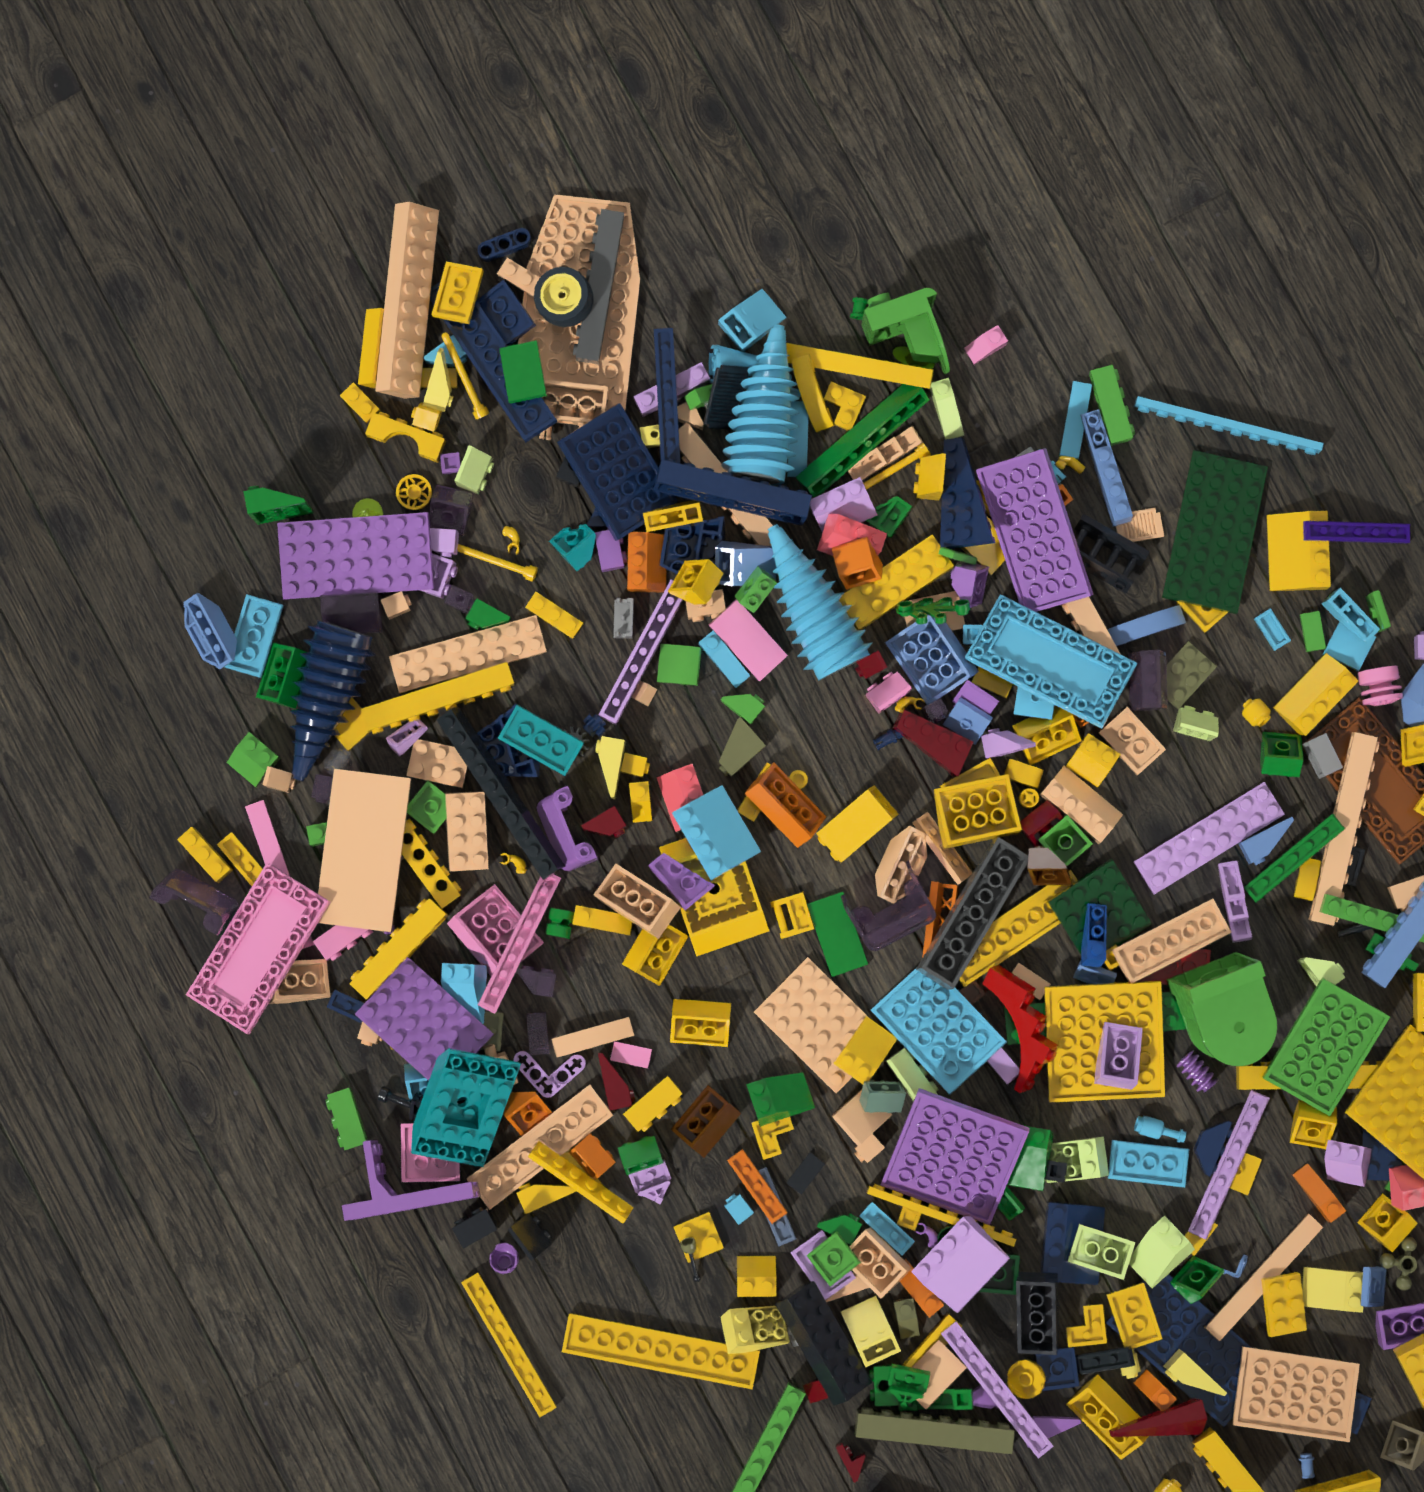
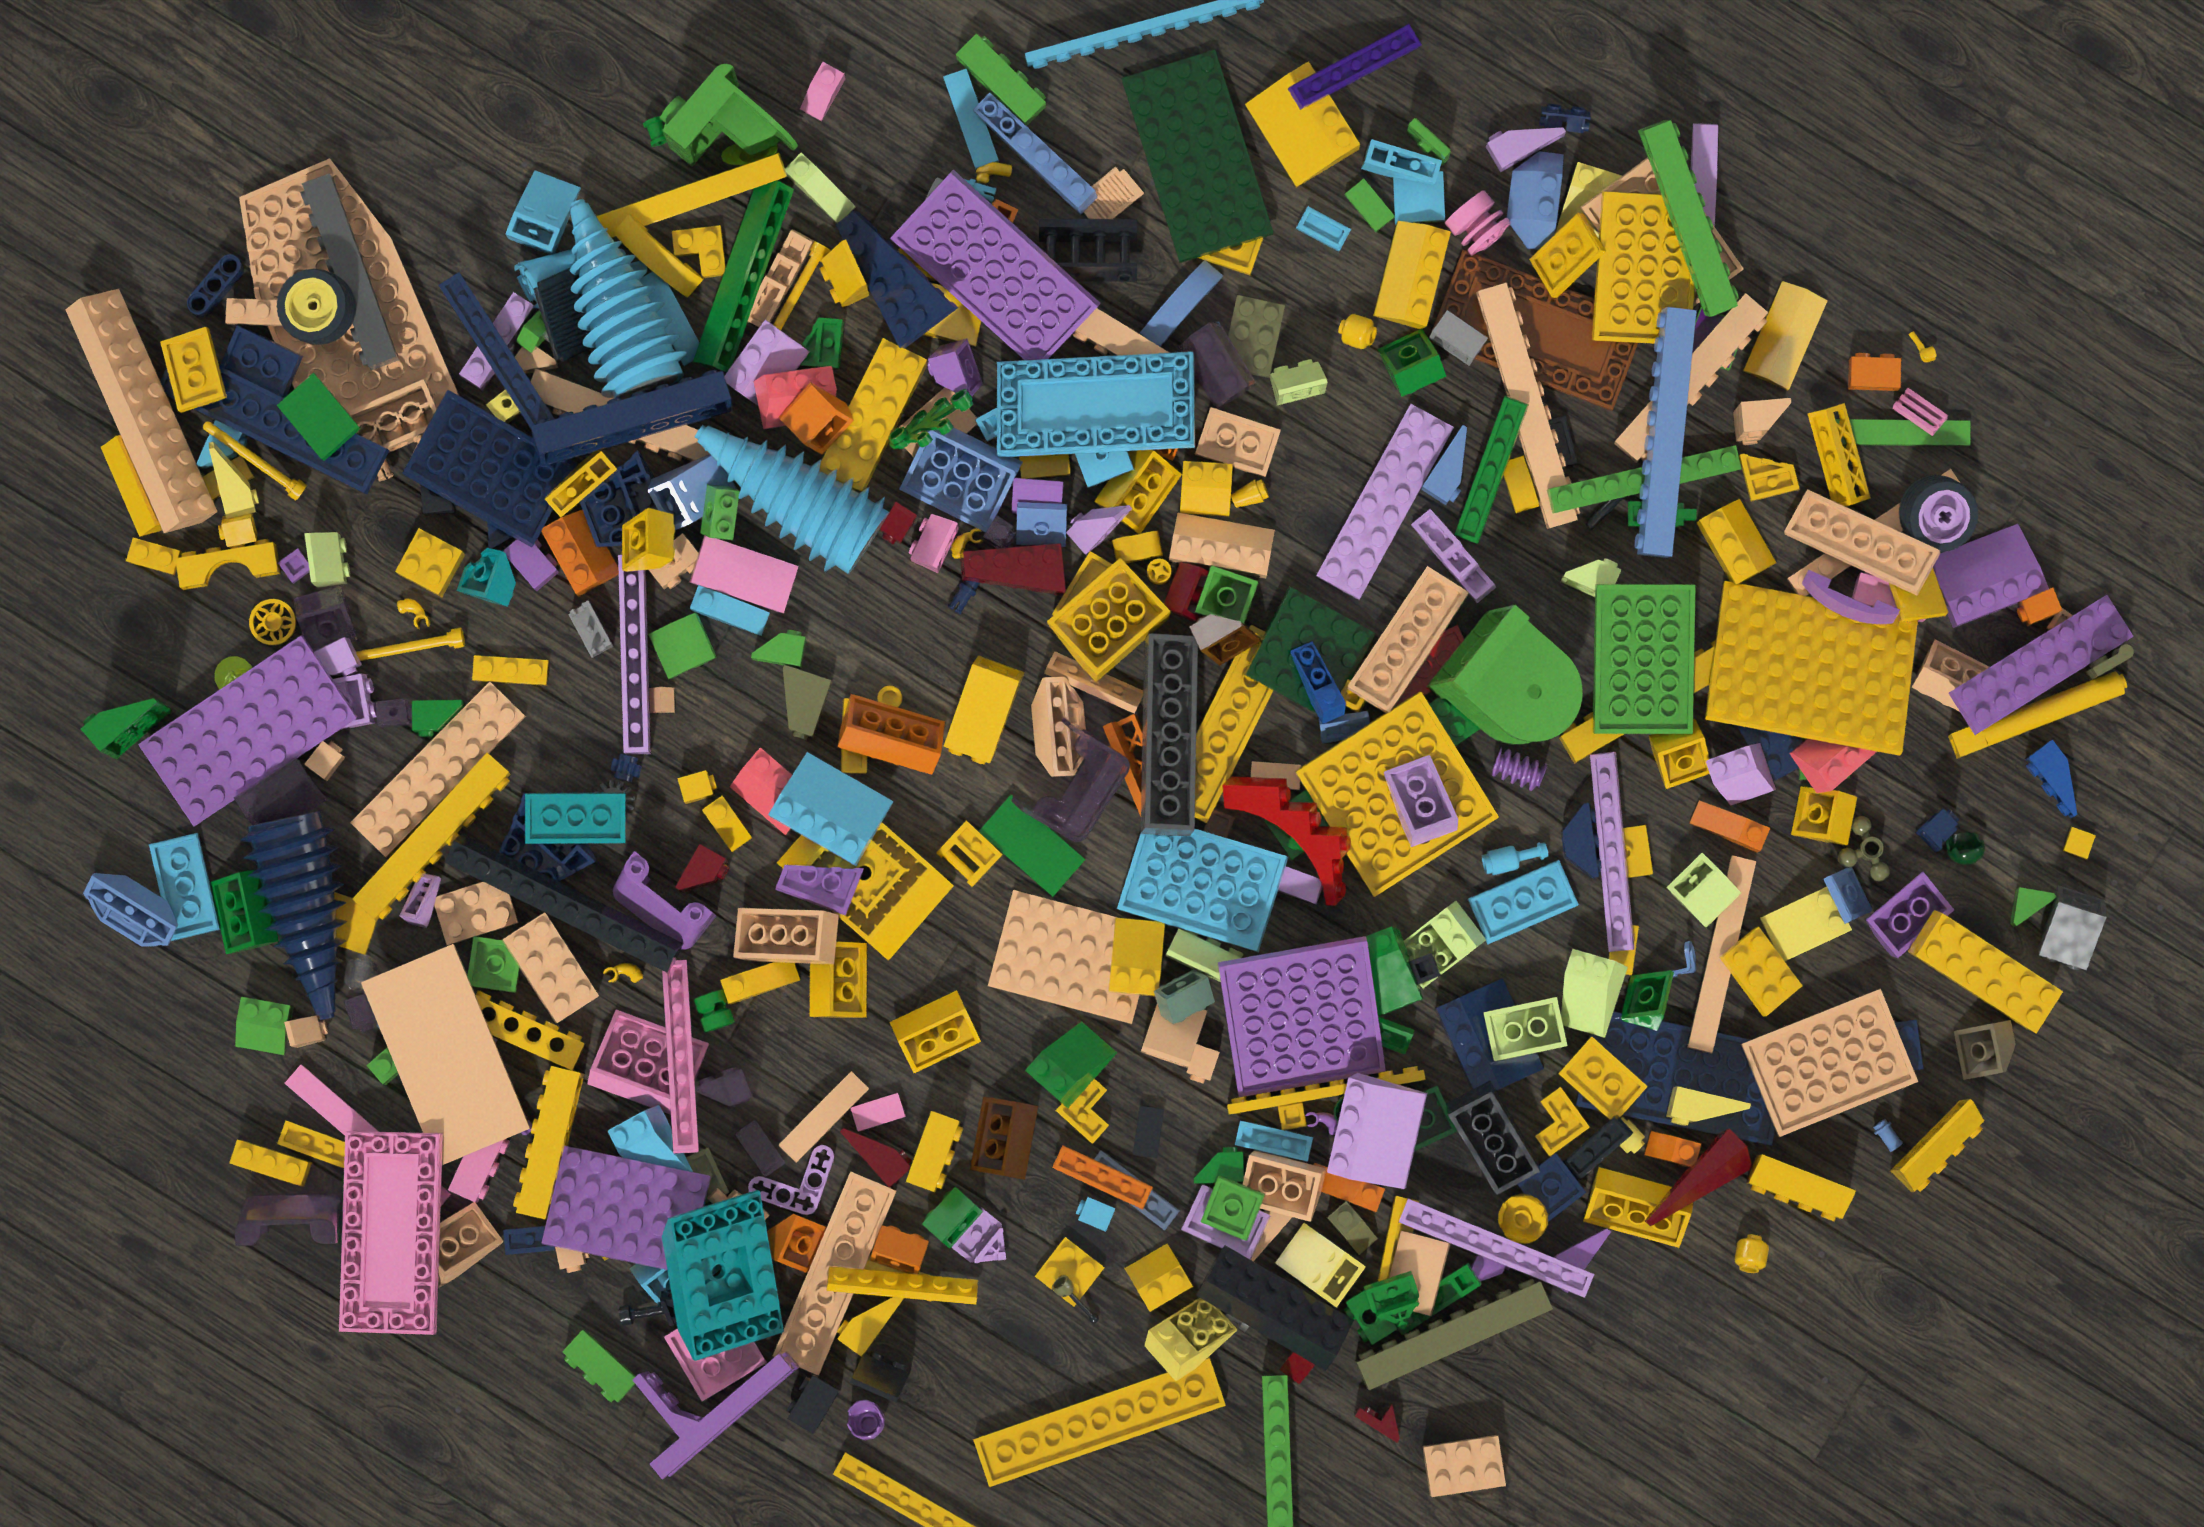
camera: 30 degrees left, 0 degrees up
(541, 512) = (430, 562): none -> yellow brick
(611, 756) = (666, 794): light yellow slope -> none
(956, 555) = (924, 346): bright green tile -> none
(1120, 780) = (1250, 494): none -> yellow cone
(1276, 1227) = (1703, 890): none -> yellowish green slope

